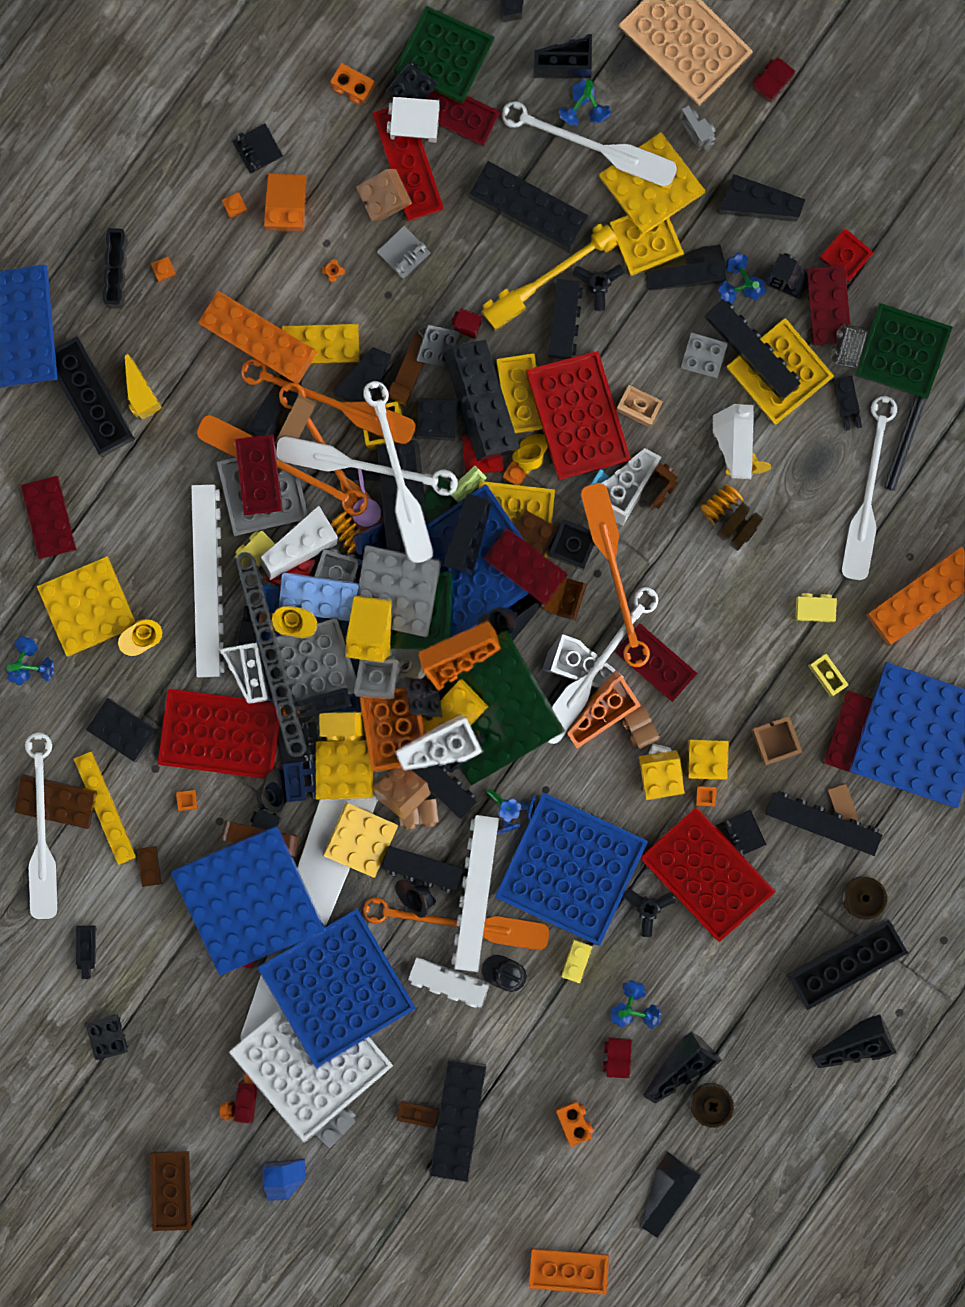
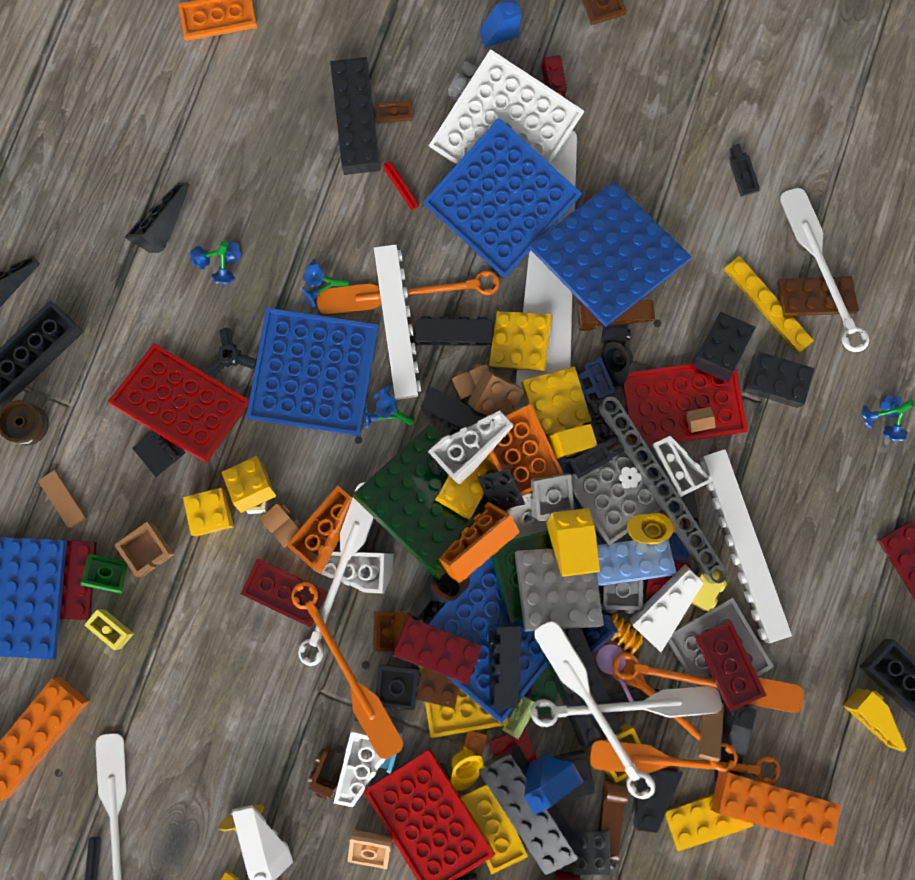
camera: 165 degrees right, 5 degrees down
(87, 606) = (849, 488): yellow plate -> none
(107, 1037) = (697, 101): black hinge -> none
(140, 637) = (792, 471): yellow piece -> none
(149, 866) = (709, 263): reddish brown plate -> none
(163, 269) = (890, 849): orange plate -> none
(165, 776) = (724, 346): none -> black brick
(187, 800) = (694, 332): orange plate -> none
(211, 711) = (700, 419): none -> medium nougat piece
(227, 1110) = (569, 67): orange plate -> none
(299, 681) = (635, 477): none -> white plant
(415, 897) = (451, 303): black piece -> none
(432, 1035) = (401, 185): none -> red axle
(449, 982) = (405, 234): white wedge -> none
(457, 421) = (549, 782): none -> blue slope
(504, 973) = (350, 260): black piece -> none
(543, 958) = (314, 276): none -> blue plant
(570, 1124) = (249, 142): orange brick -> none
(576, 961) = (284, 287): light yellow brick -> none
(618, 1057) = (221, 211): dark red brick -> none
(669, 1190) = (143, 108): black wedge -> none
(706, 796) = (201, 477): orange plate -> none
(715, 1116) = (122, 192): dark brown wheel -> none
(721, 503) = (261, 773): light orange piece -> none
(741, 527) = (231, 754): dark brown wheel -> none
(816, 609) = (138, 692): light yellow brick -> none
(820, 728) = (104, 573): none -> green slope
(824, 824) = (79, 482): black brick -> none

